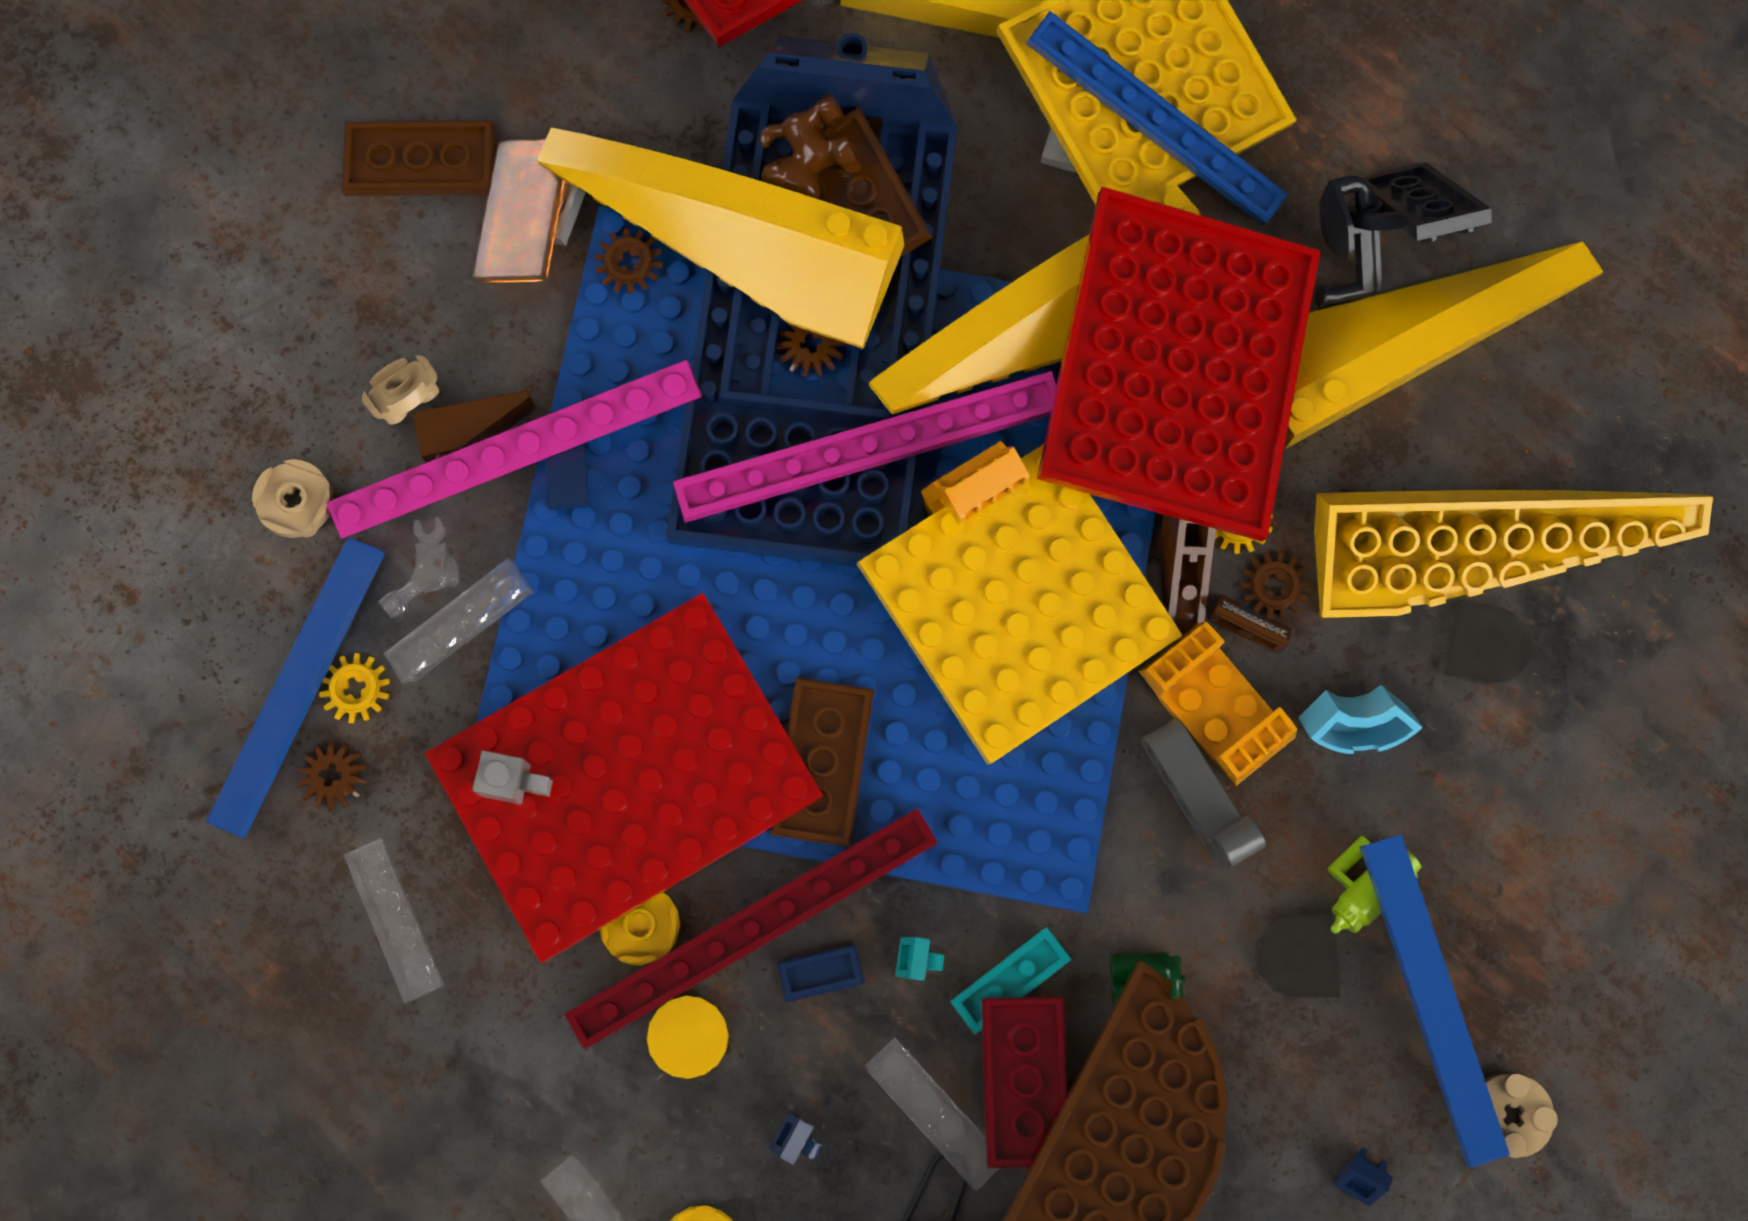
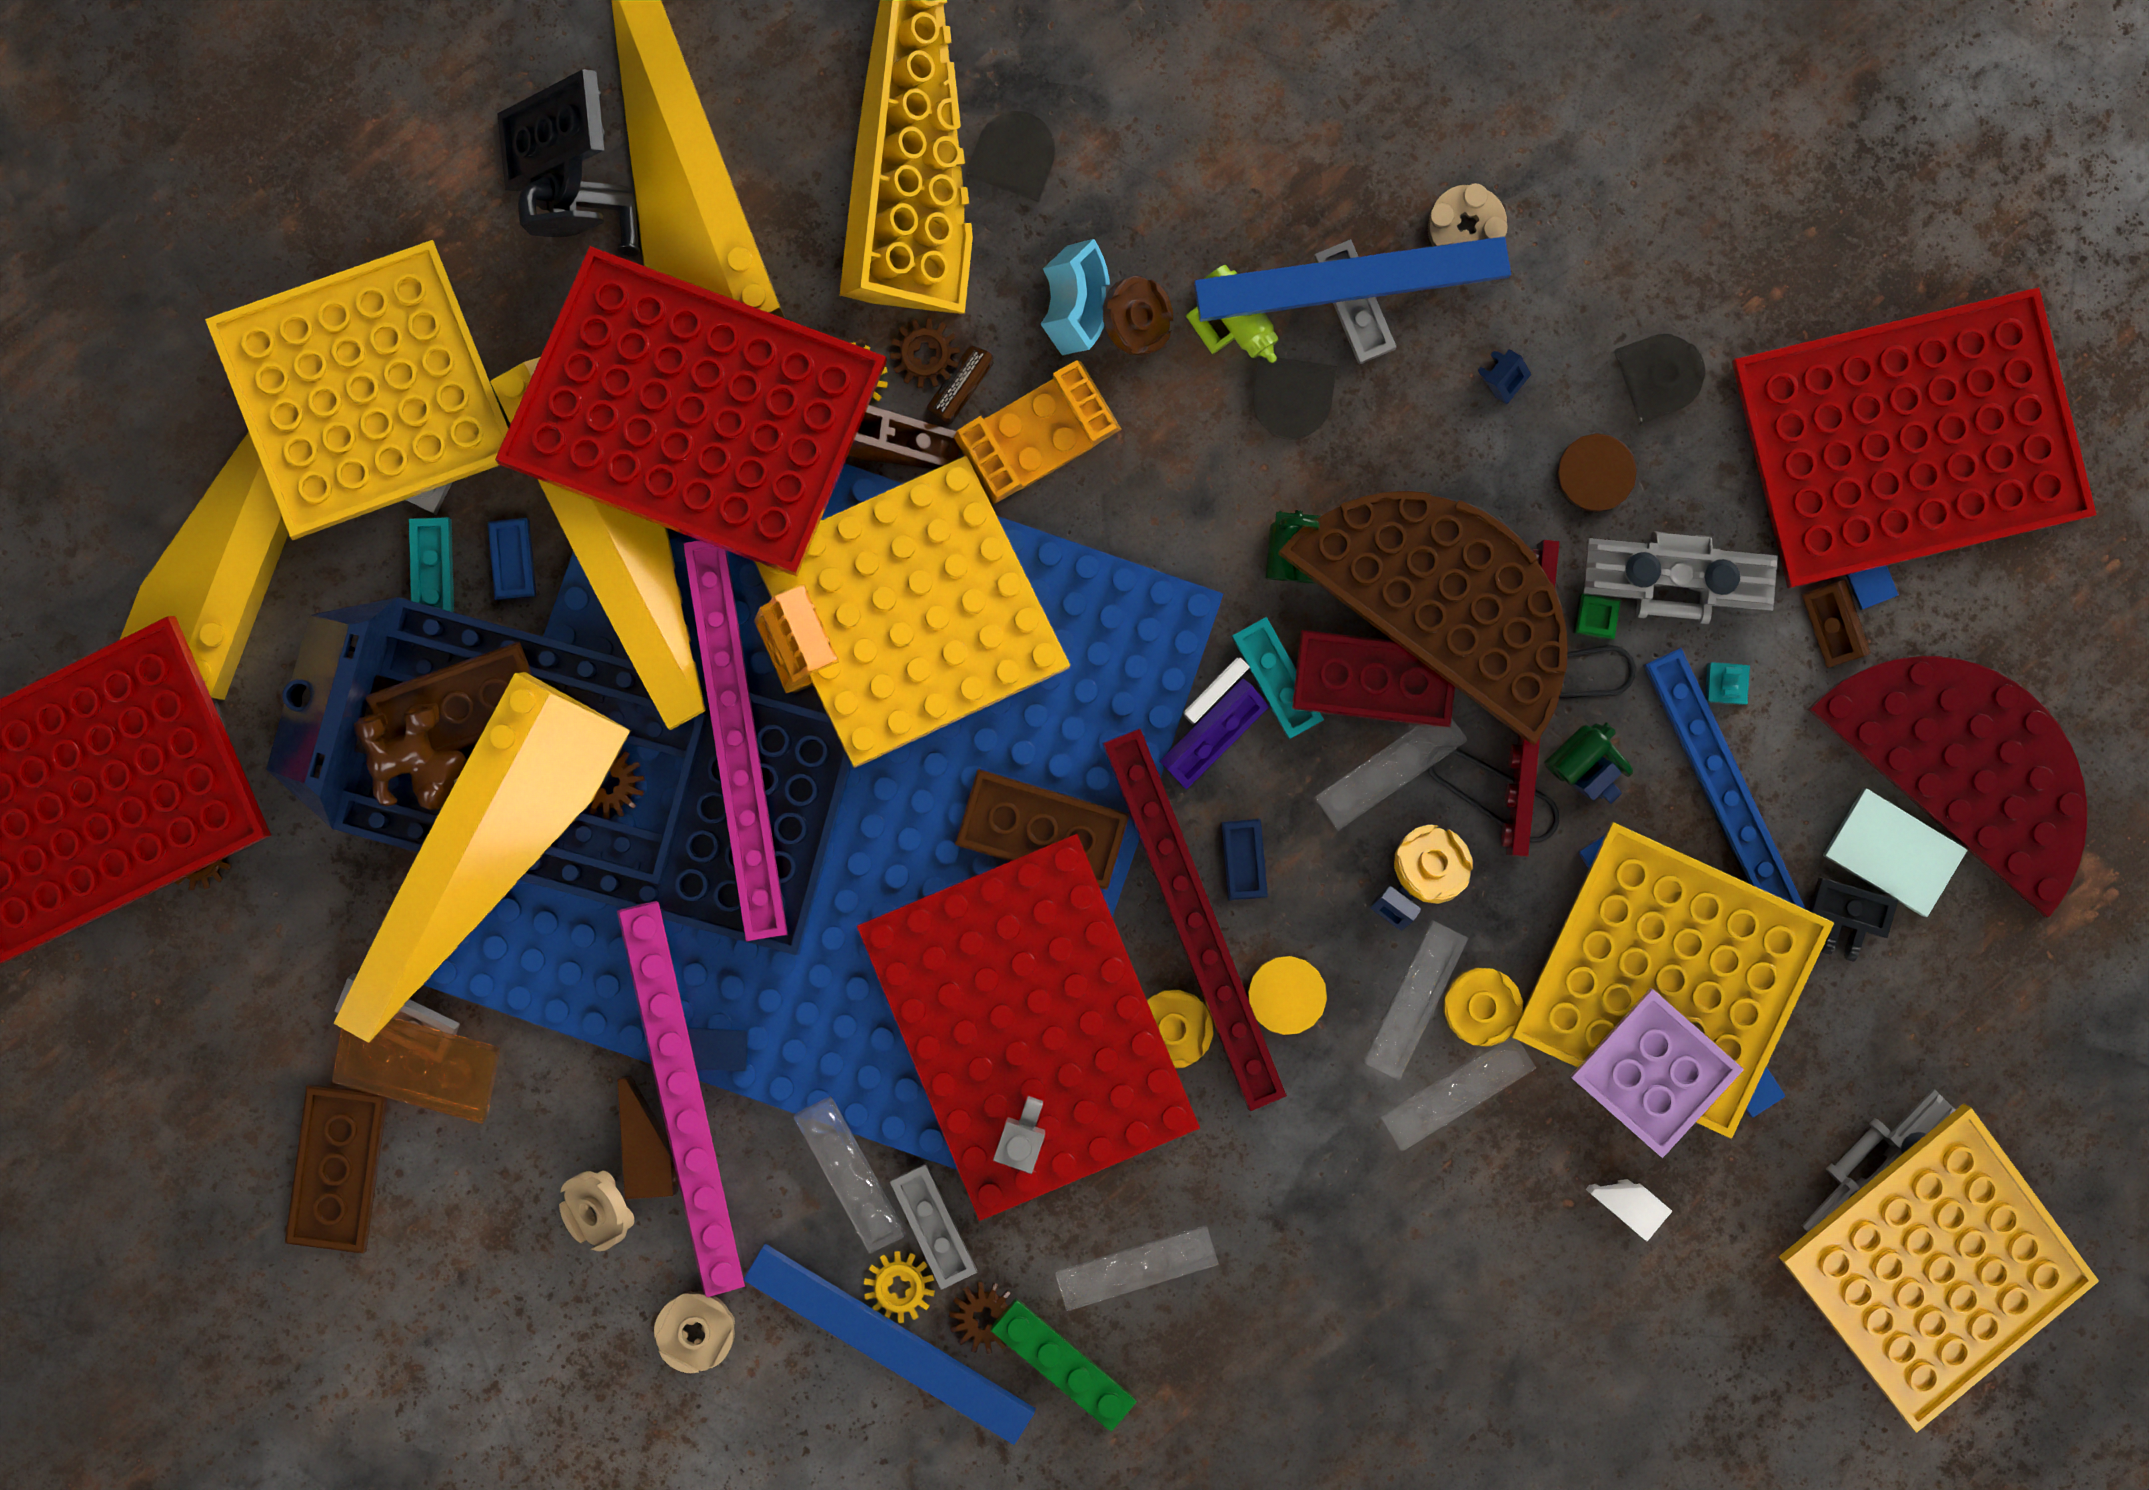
camera: 85 degrees left, 10 degrees up
(289, 860) = (1063, 1364): none -> green plate
(416, 712) = (933, 1226): none -> light grey plate
(429, 572) = (789, 1199): clear piece -> none
(636, 248) = (477, 950): reddish brown gear -> none
(698, 1173) = (1415, 1000): none -> clear plate
(842, 1172) = (1433, 864): none -> yellow tile
(915, 959) = (1244, 766): teal tile -> none
(944, 923) = (1214, 734): none -> dark purple plate
(988, 918) = (1216, 690): none -> white tile
(994, 161) = (431, 562): none -> teal plate
(1010, 233) = (512, 559): none -> blue tile
(1156, 118) = (414, 388): blue tile -> none
(1201, 796) = (1127, 464): dark grey beam -> none
(1352, 785) = (1137, 315): none -> reddish brown tile
(1395, 1016) = (1360, 317): none -> light grey plate

